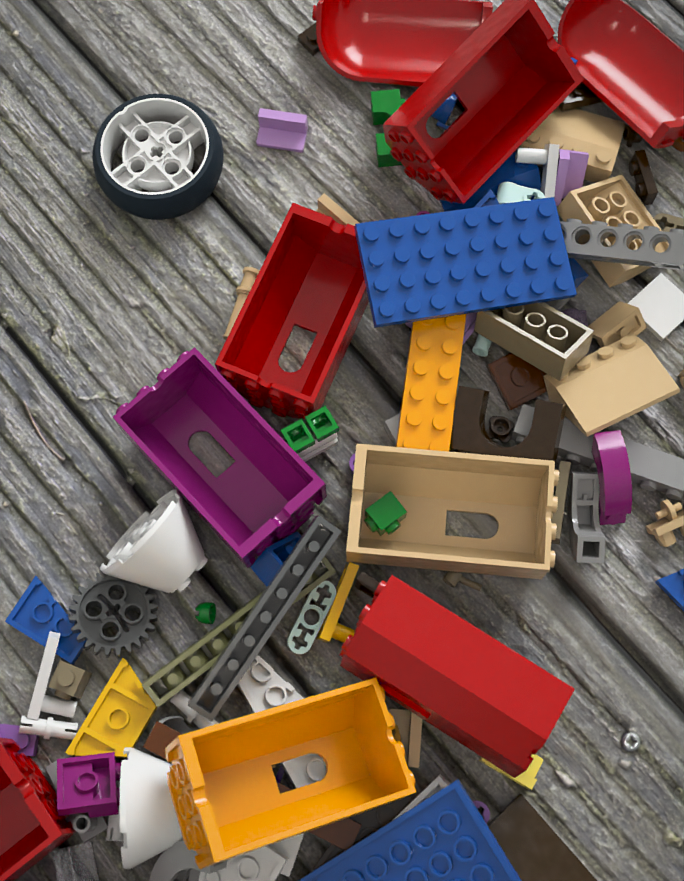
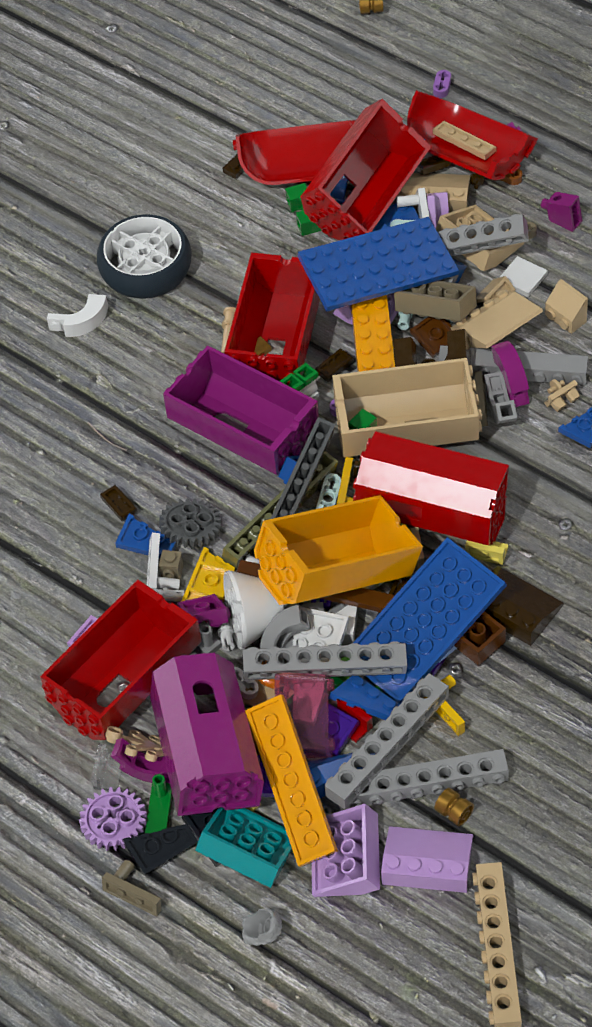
camera: 10 degrees left, 20 degrees down
(27, 551) = (118, 502): none -> dark brown plate
(57, 239) = (83, 321): none -> white arch
(158, 548) = (214, 473): white cone -> none
(207, 612) = (253, 510): green hinge -> none
(281, 338) = (262, 347): none -> pearl gold tile
(282, 130) = (227, 225): lavender panel -> none
(371, 393) = (334, 364): none -> dark brown plate
(630, 68) = (464, 140): none -> tan tile
(645, 184) = (489, 201): dark brown plate -> none

